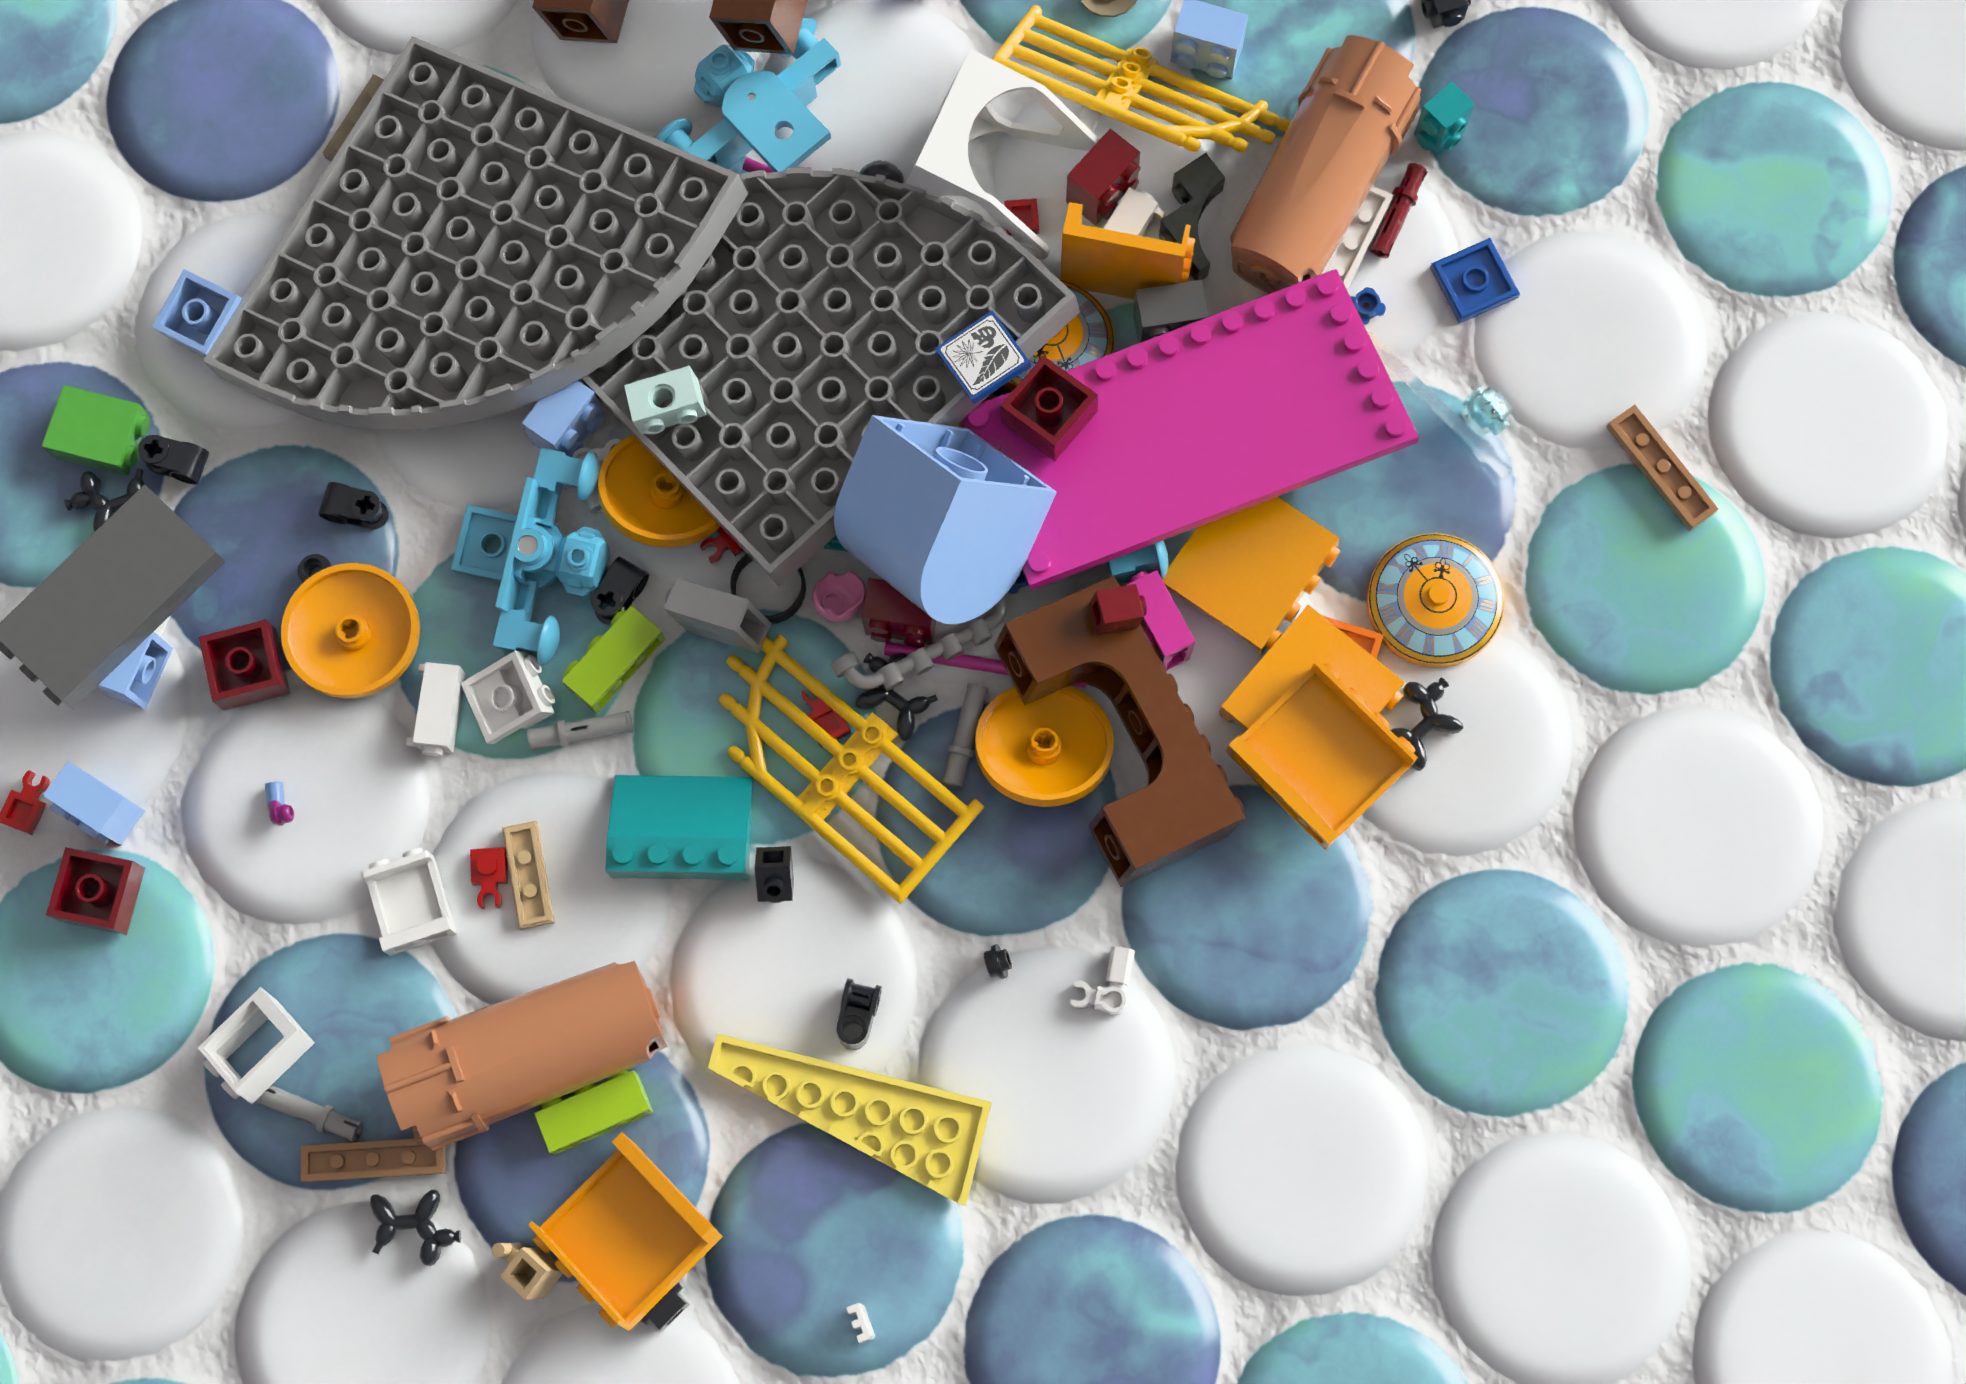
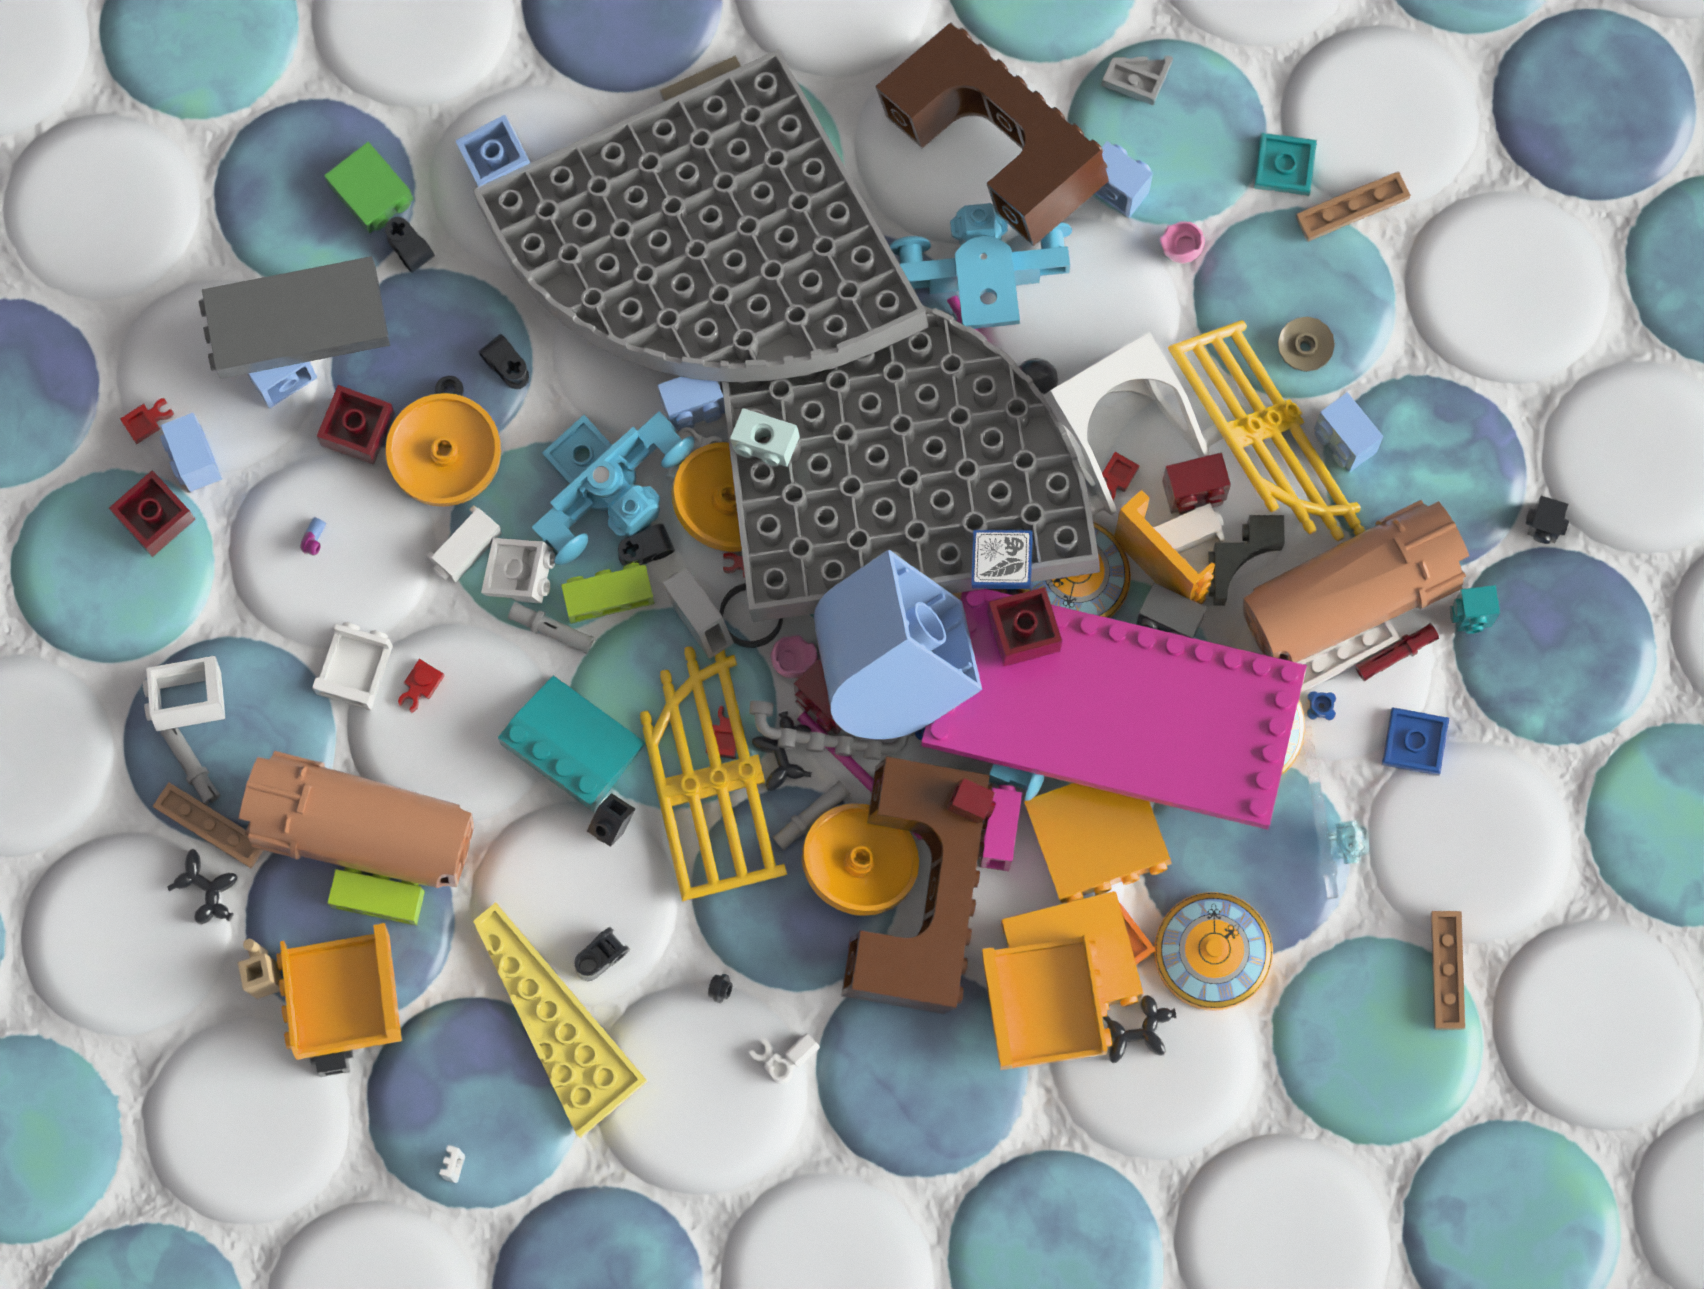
camera: 35 degrees right, 0 degrees up
(91, 496) = (338, 248): black piece -> none
(528, 875) = (446, 703): tan tile -> none

